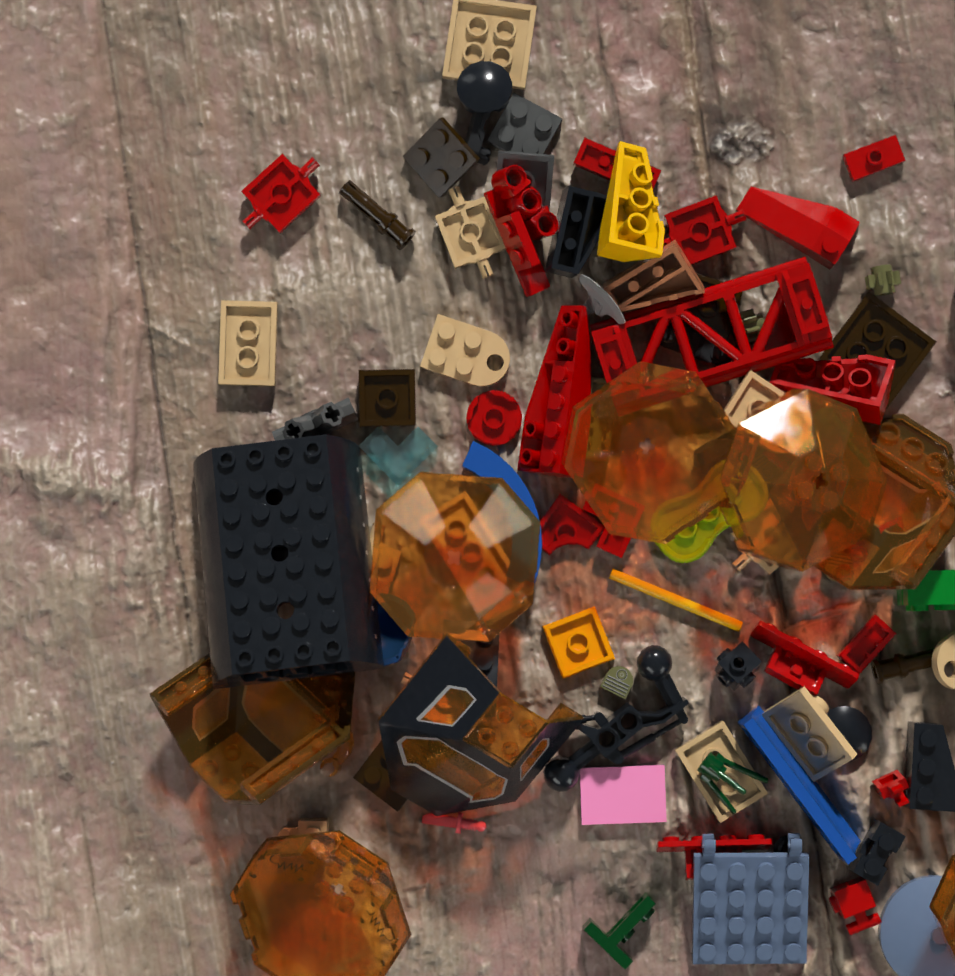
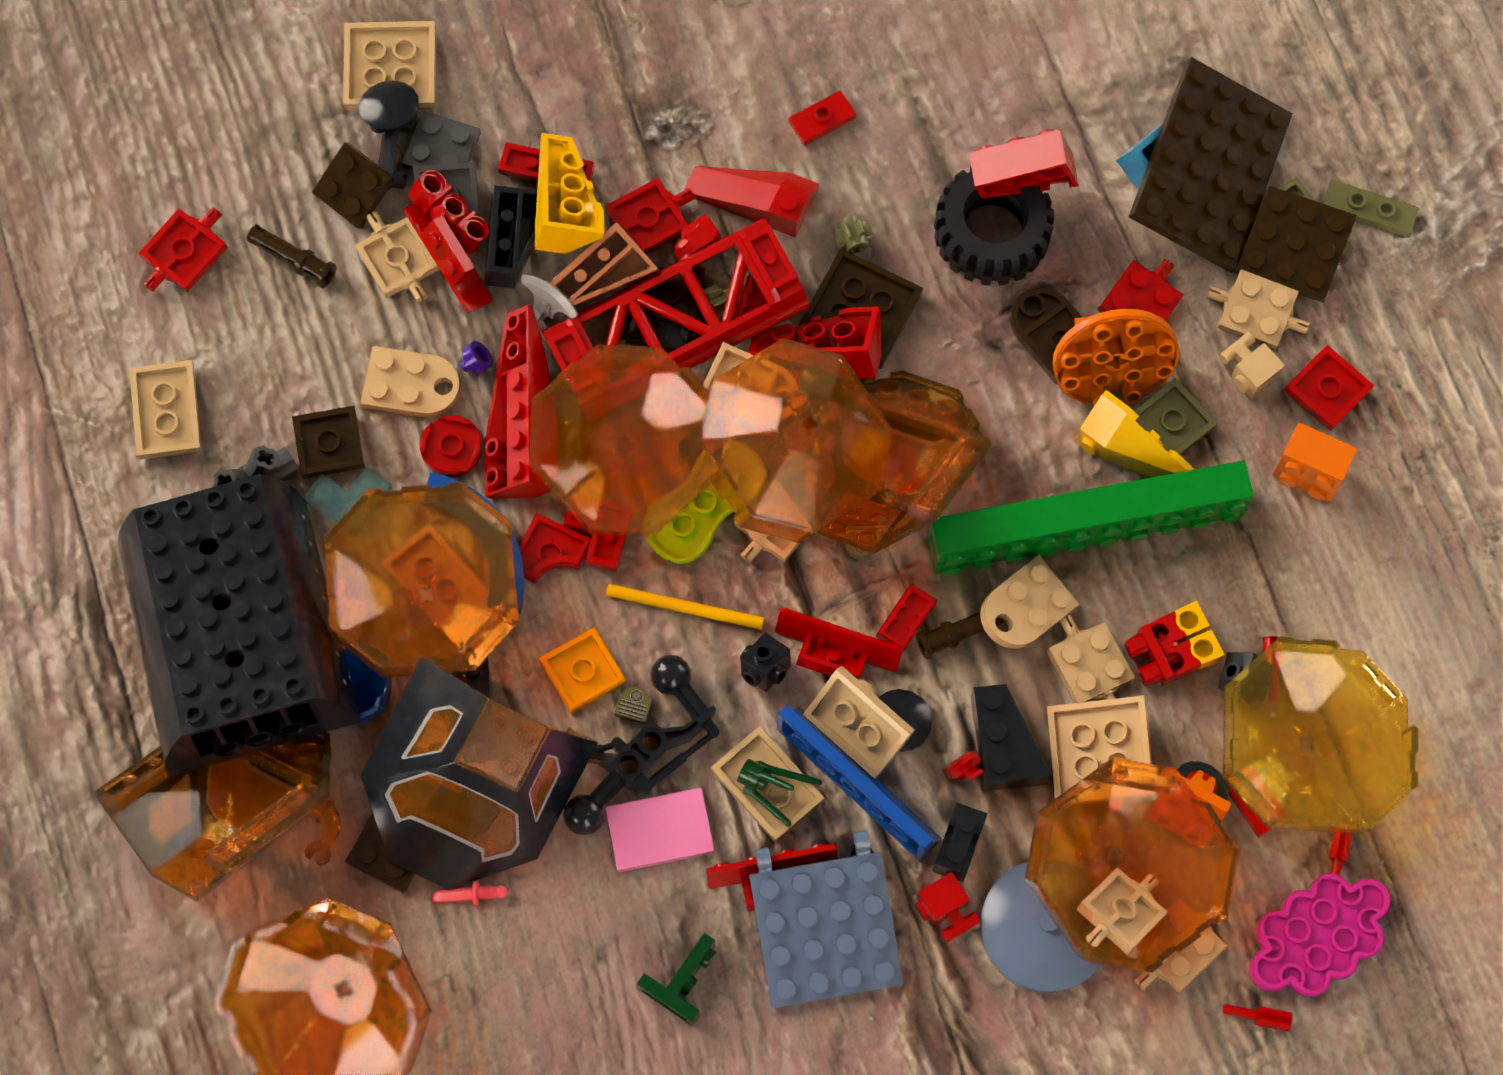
camera: 10 degrees left, 15 degrees down
(528, 341) = (476, 358): none -> dark purple tile
(741, 261) = (696, 237): none -> red rock

